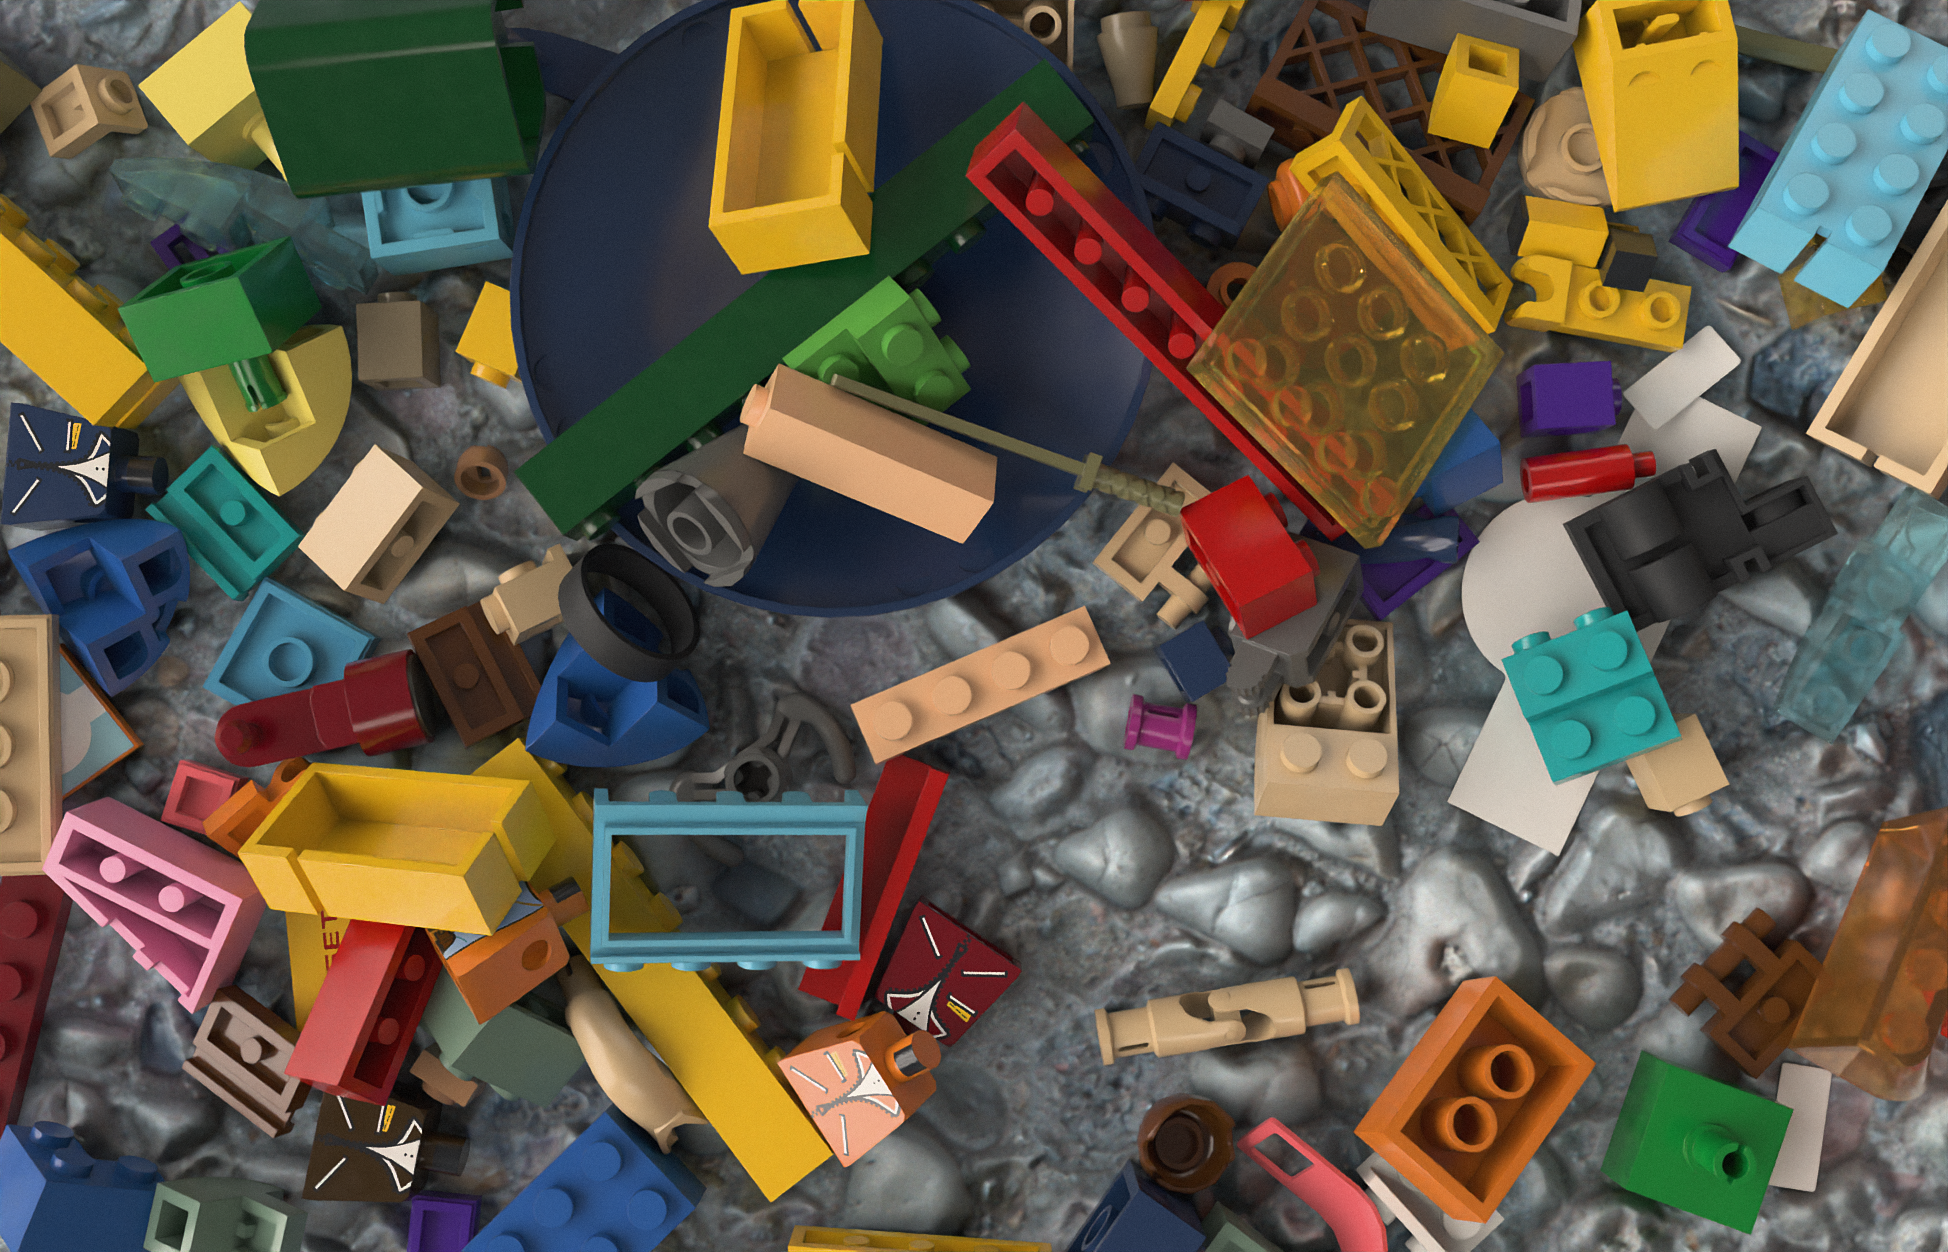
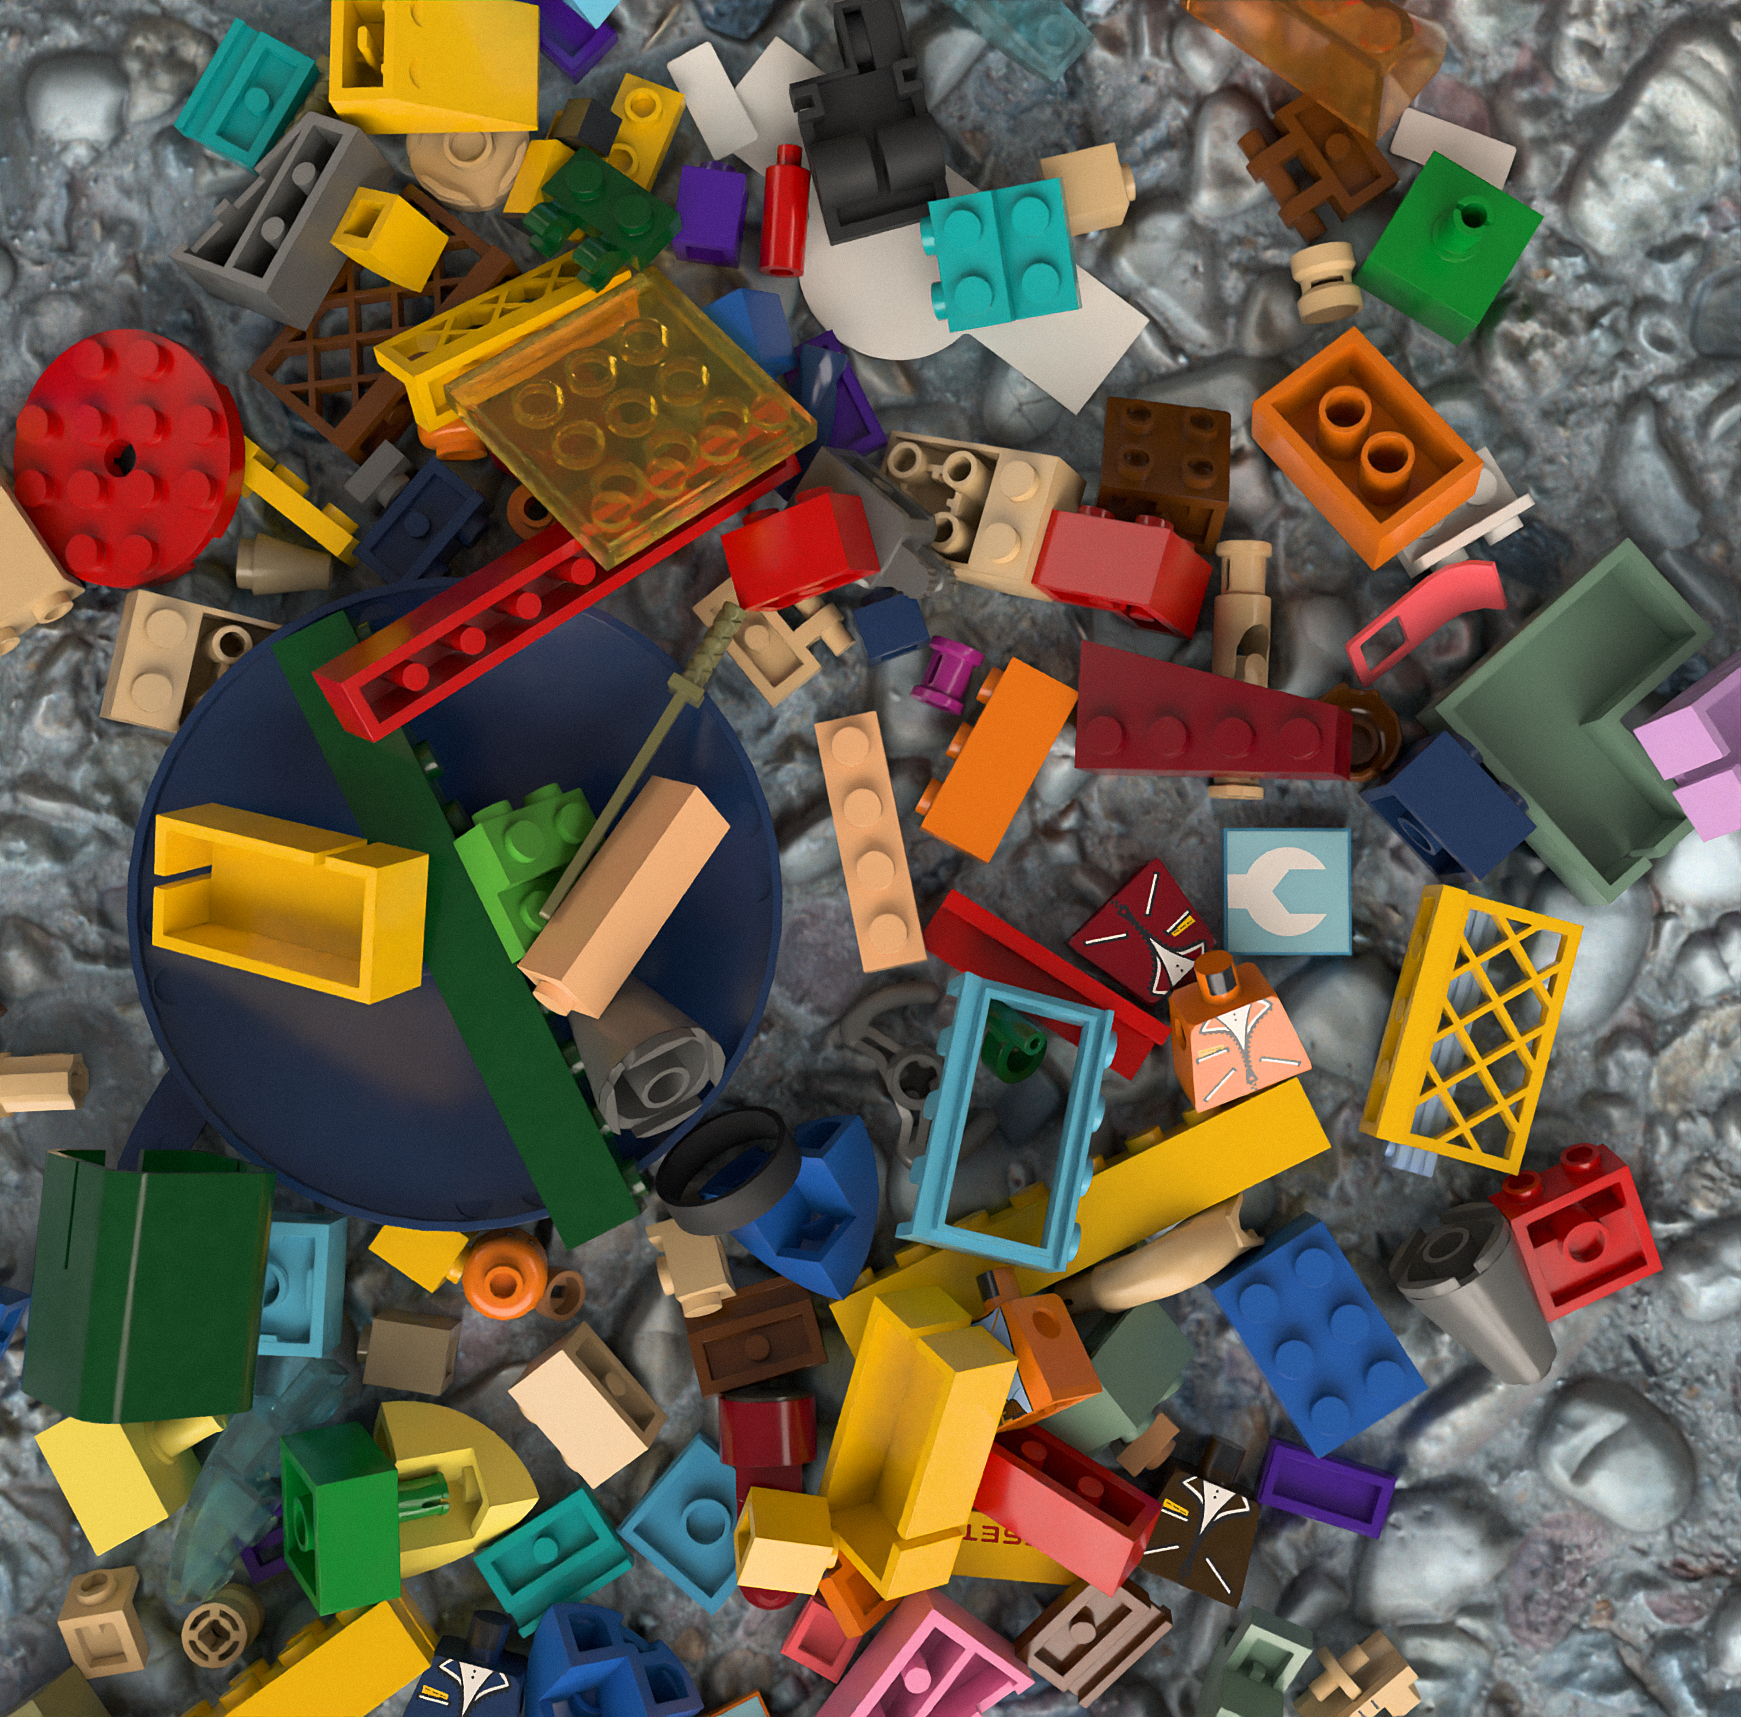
camera: 85 degrees left, 0 degrees up
(117, 231) = (235, 1615): none -> tan wheel
(279, 741) = (784, 1541): none -> yellow brick
(488, 418) = (505, 1273): none -> orange head
(809, 864) = (1012, 1044): none -> dark green plate
(1016, 1106) = (1286, 891): none -> medium azure tile
(1087, 792) = (996, 759): none -> orange brick
(1161, 974) = (1188, 722): none -> dark red wedge
(1301, 880) = (1123, 568): none -> brick
(1405, 900) = (1167, 466): none -> reddish brown bracket
(1550, 302) = (608, 206): none -> dark green plate
(1634, 1026) = (1326, 283): none -> tan wheel

